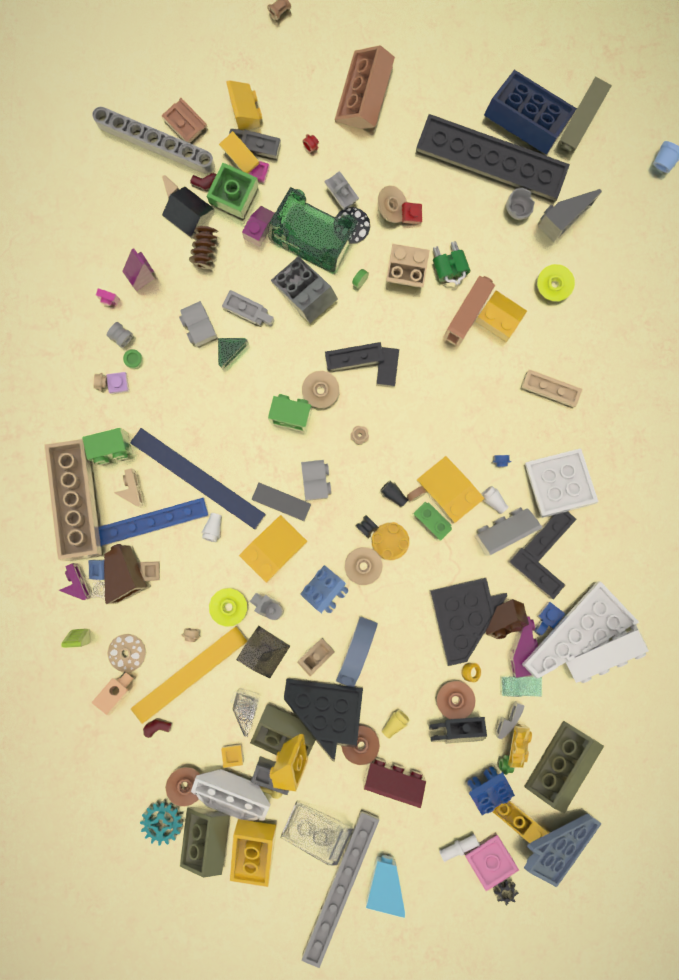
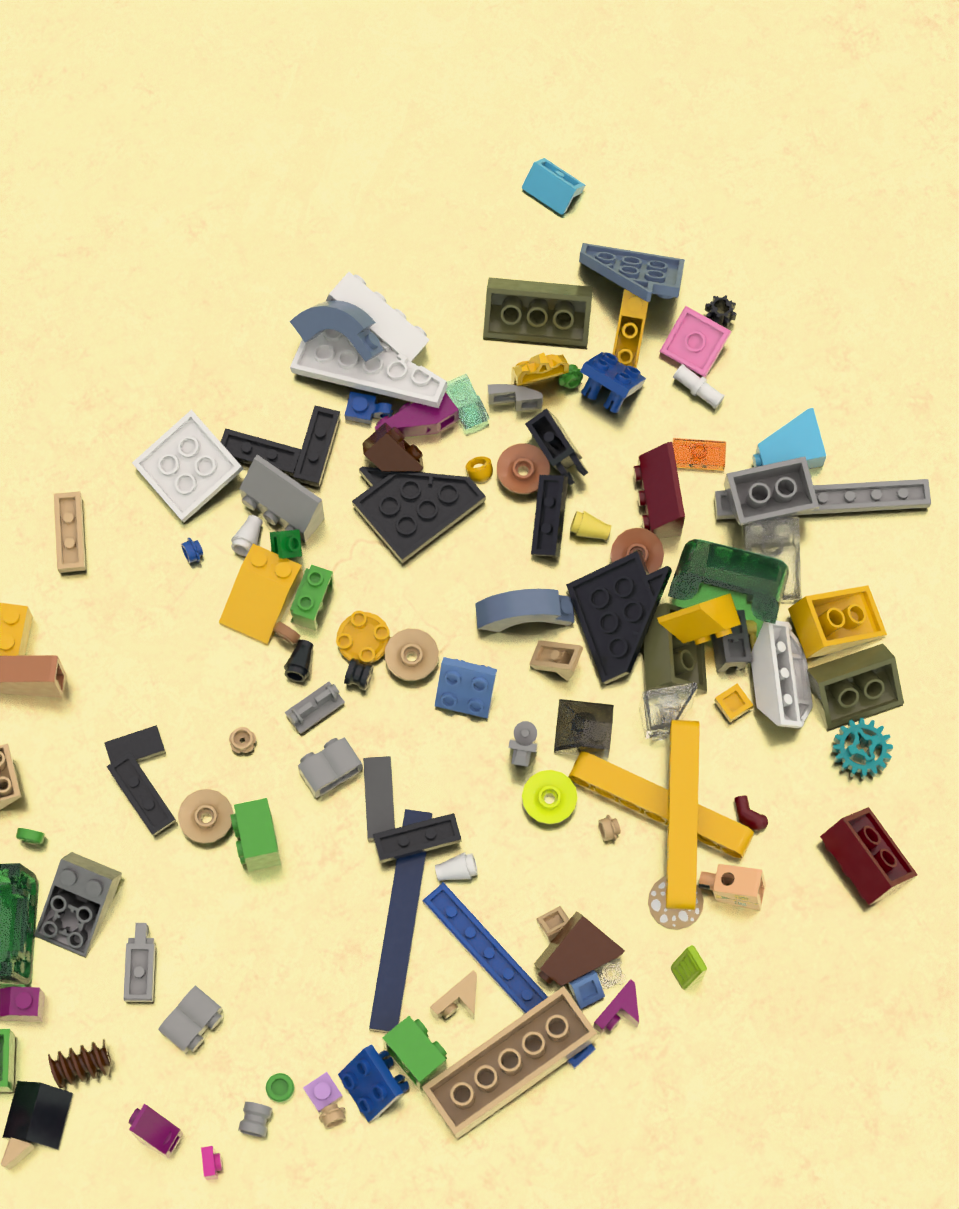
camera: 115 degrees left, 15 degrees down
(91, 789) = (868, 855): none -> dark red slope
(104, 411) = (371, 1082): none -> blue plate
(170, 684) = (682, 815): none -> yellow beam
(179, 795) = (812, 735): nougat dish -> none
(229, 349) = (209, 961): clear green slope -> none
(241, 511) = (417, 838): none -> black plate
(273, 548) = (446, 777): yellow slope -> none
(313, 799) = (732, 570): none -> clear green windscreen
(354, 856) = (770, 491): none -> light grey slope
(359, 489) = (315, 707): none -> light grey hinge
(412, 824) = (699, 453): none -> clear orange plate
(414, 701) = (549, 515): none -> black plate
(474, 520) = (286, 543): none -> green bracket
(615, 630) = (343, 318): none -> sand blue arch
(654, 824) = (552, 185): none -> medium azure panel

